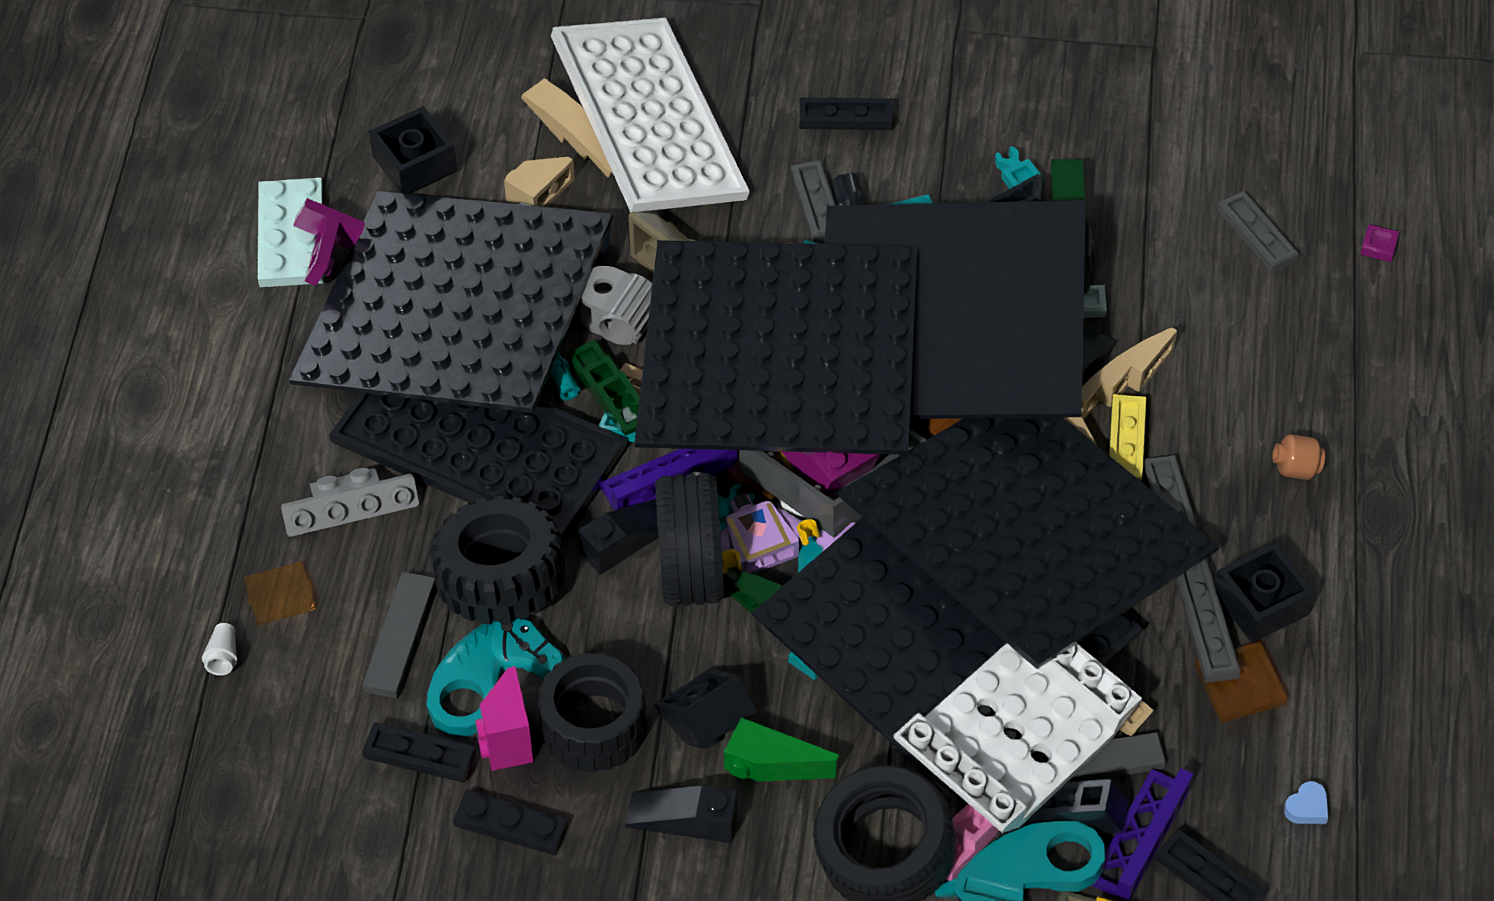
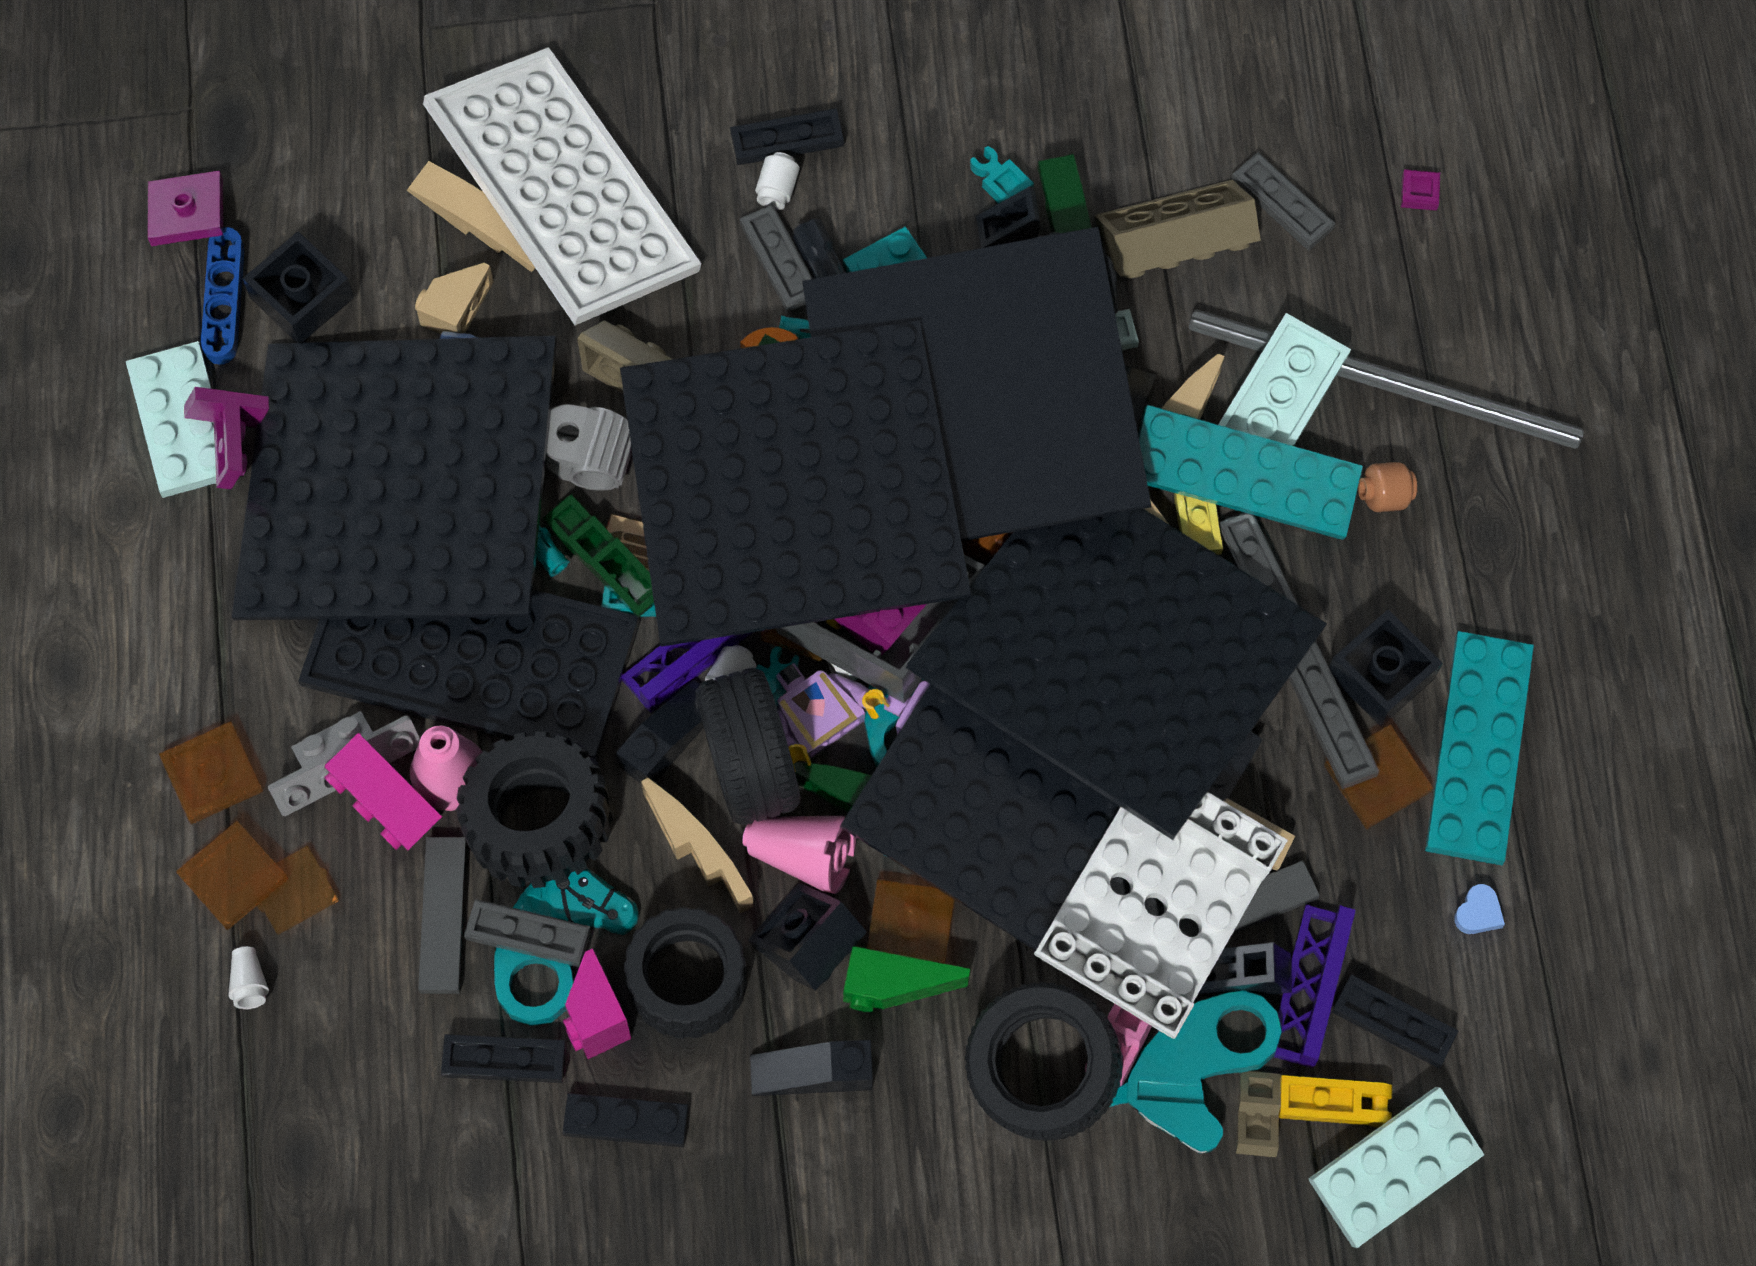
camera: 15 degrees left, 15 degrees up
(232, 570) = (232, 875): none -> clear orange tile
(238, 492) = (210, 772): none -> clear orange tile
(339, 82) = (185, 208): none -> magenta plate
(349, 149) = (222, 295): none -> blue beam
(373, 525) = (381, 793): none -> dark pink brick
(426, 509) = (440, 765): none -> bright pink cone
(462, 655) = (527, 933): none -> dark grey tile
(626, 614) = (689, 836): none -> tan slope
(721, 636) = (804, 848): none -> bright pink cone
(801, 712) = (910, 921): none -> clear orange tile
(829, 143) = (777, 180): none -> white brick
(1161, 234) = (1179, 228): none -> dark tan slope
(1176, 421) = (1248, 472): none -> teal plate
(1219, 370) = (1286, 383): none -> light aqua plate
(1319, 378) = (1405, 385): none -> dark grey axle
(1336, 677) = (1479, 748): none -> teal plate

